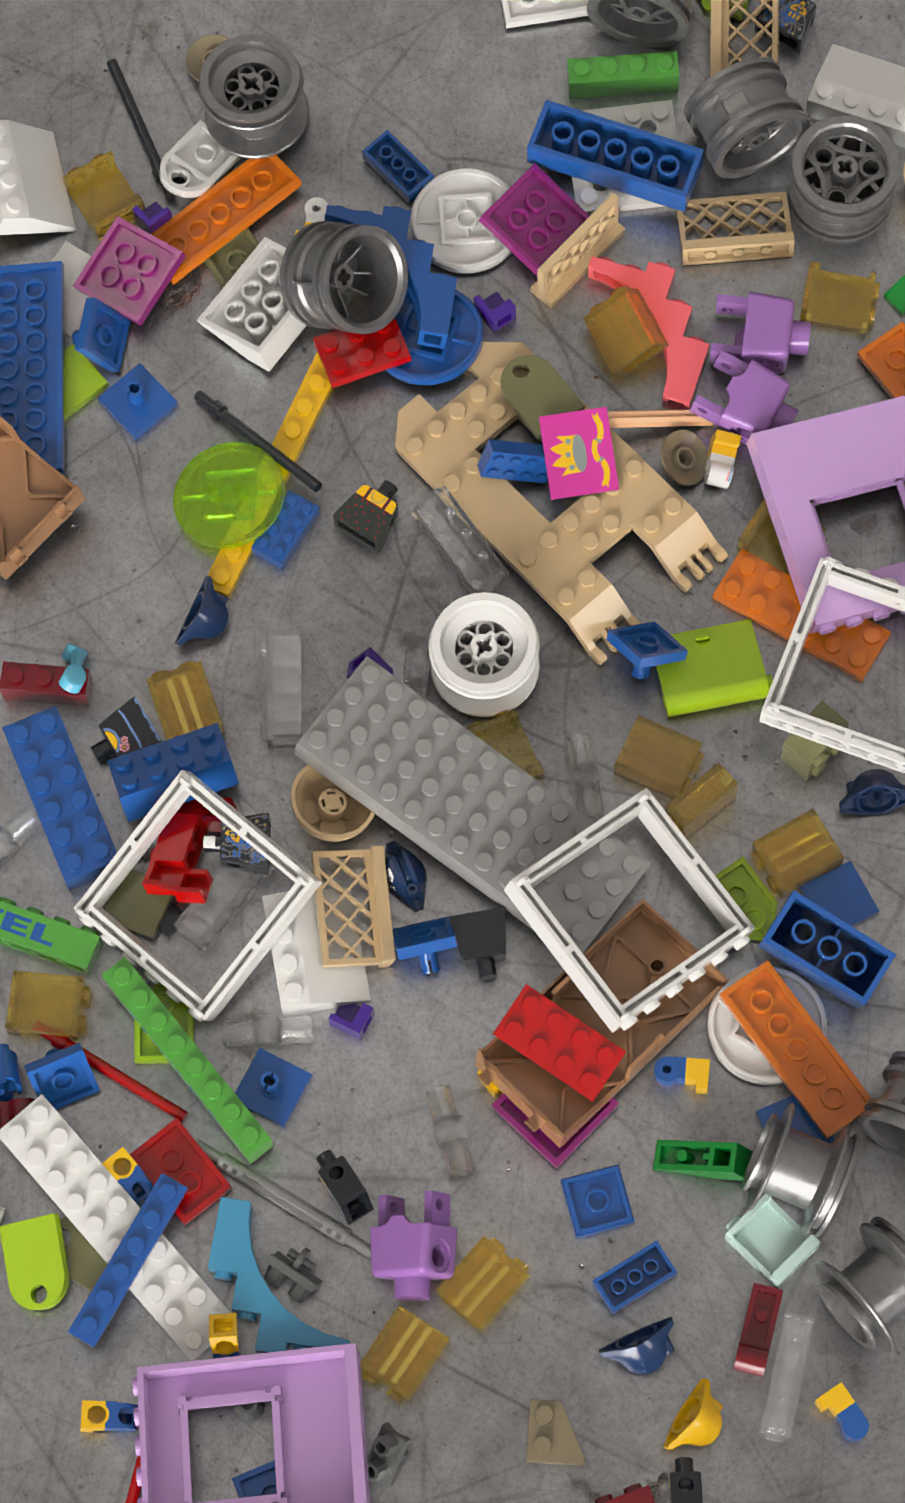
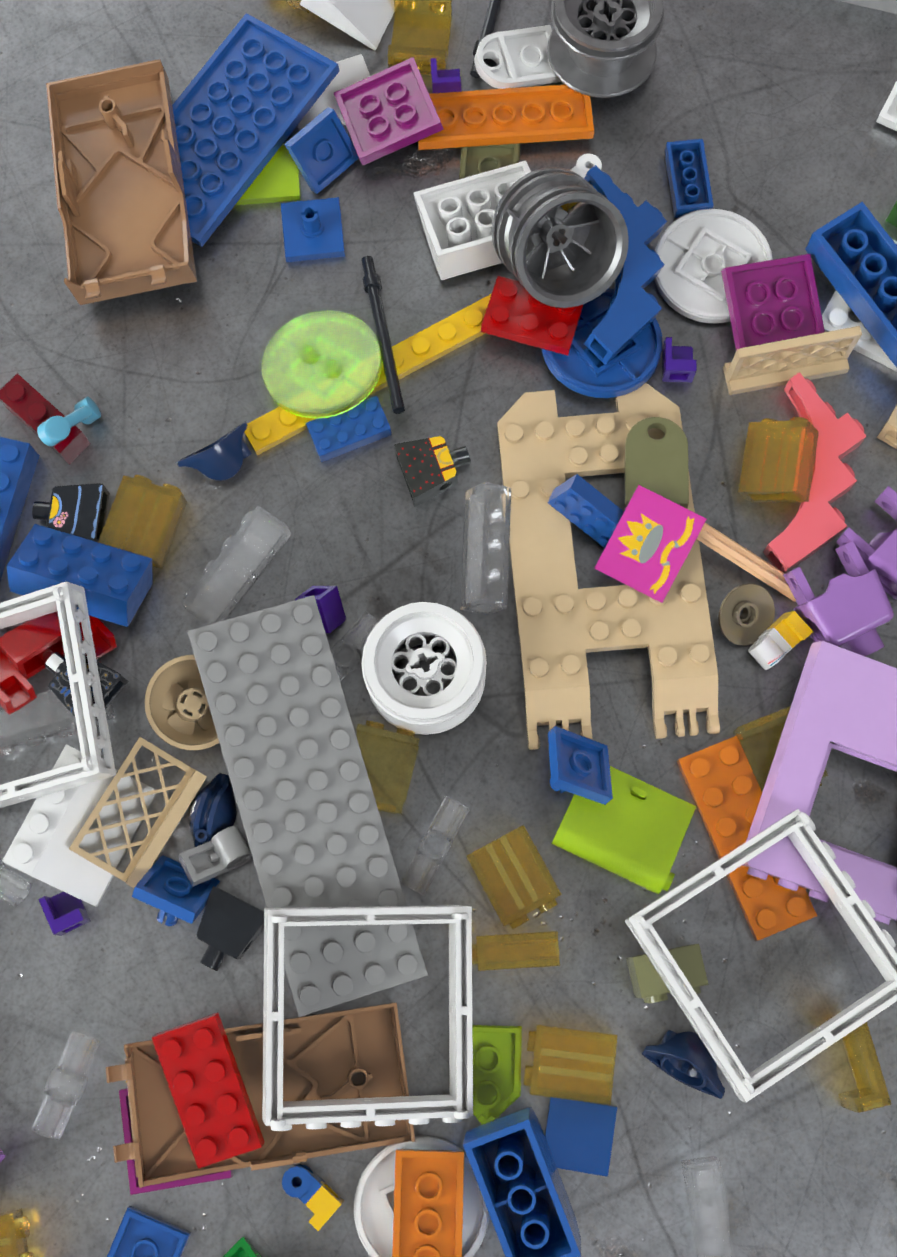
camera: 35 degrees right, 5 degrees up
(434, 897) = (221, 854): none -> light grey plate

